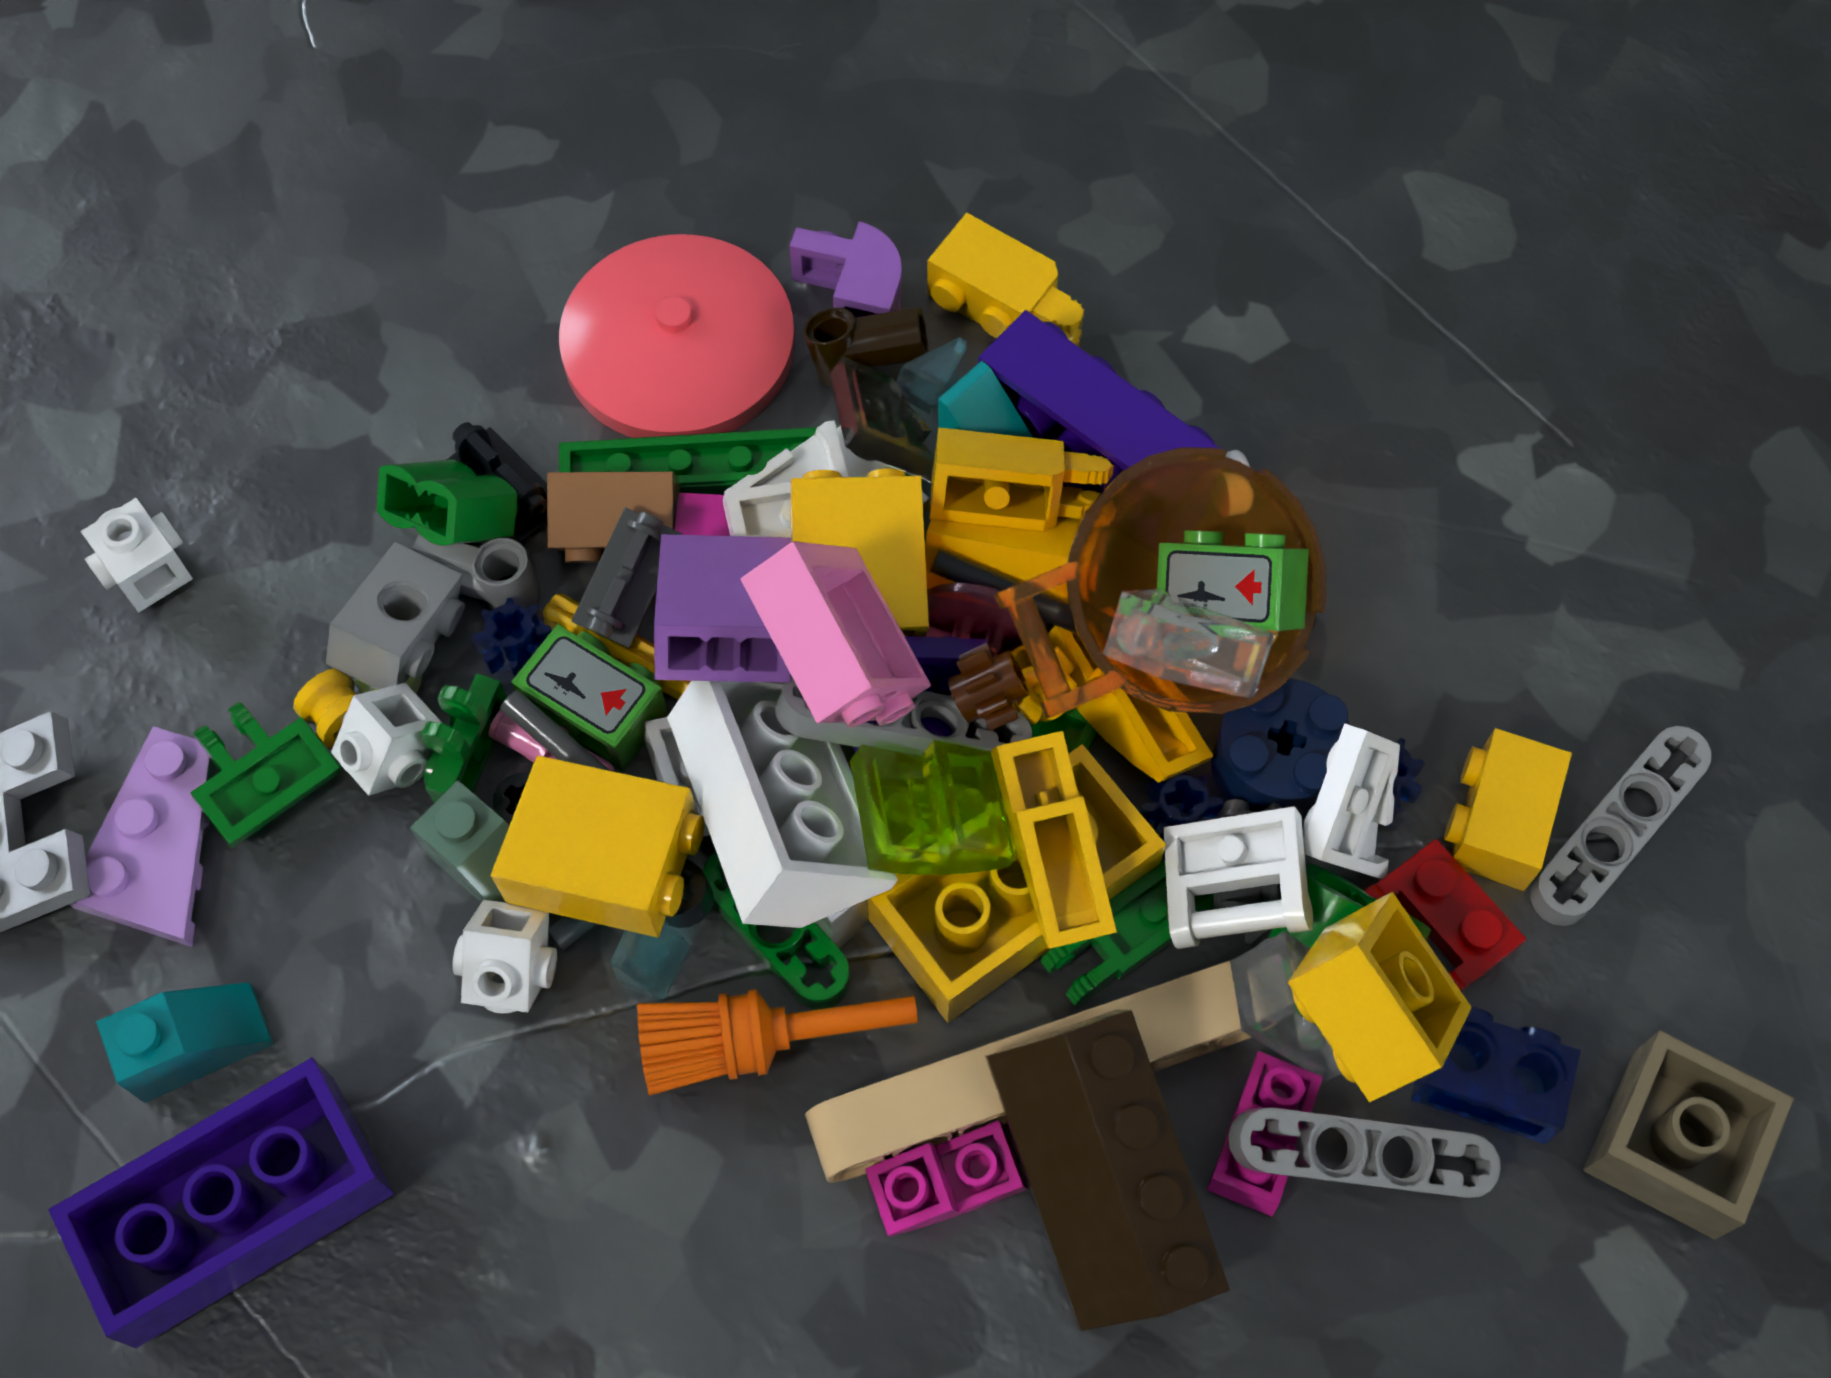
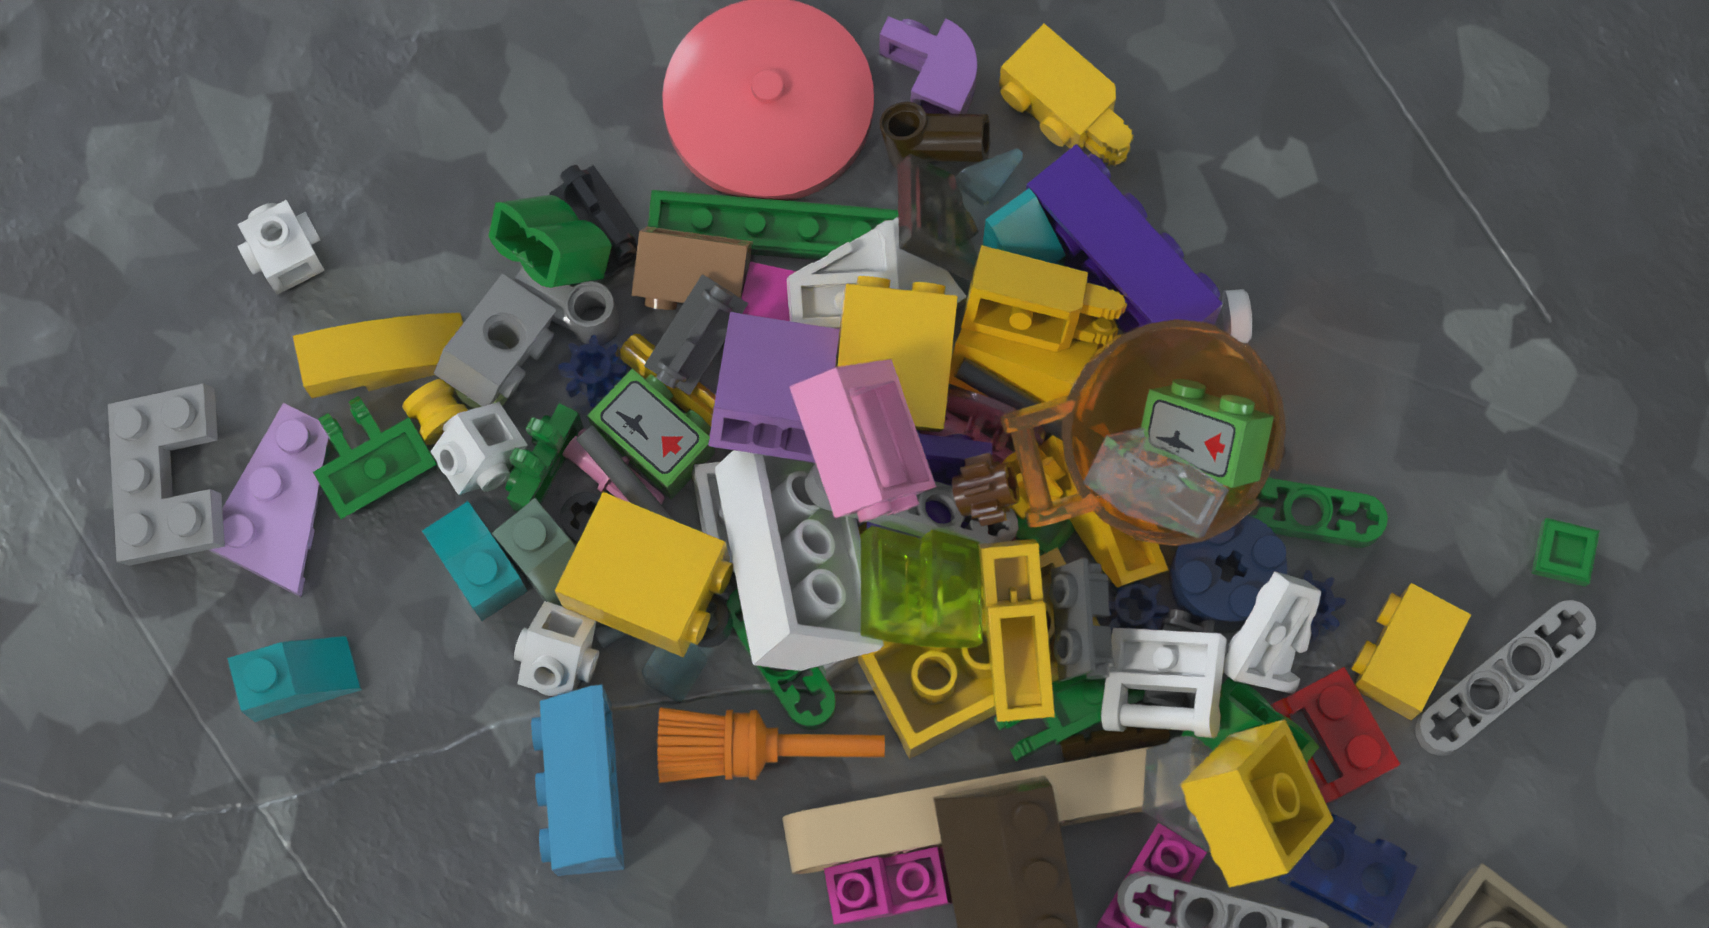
camera: 10 degrees right, 10 degrees up
(219, 1204) = (315, 817): dark purple brick -> none
(246, 655) = (373, 352): none -> yellow slope
(399, 872) = (475, 560): none -> teal slope
(550, 1110) = (578, 783): none -> dark azure slope
(1118, 796) = (1078, 595): none -> dark grey hinge
(1185, 962) = (1111, 742): none -> dark brown axle
(1373, 658) = (1344, 530): none -> green beam
(1652, 679) = (1565, 552): none -> green tile

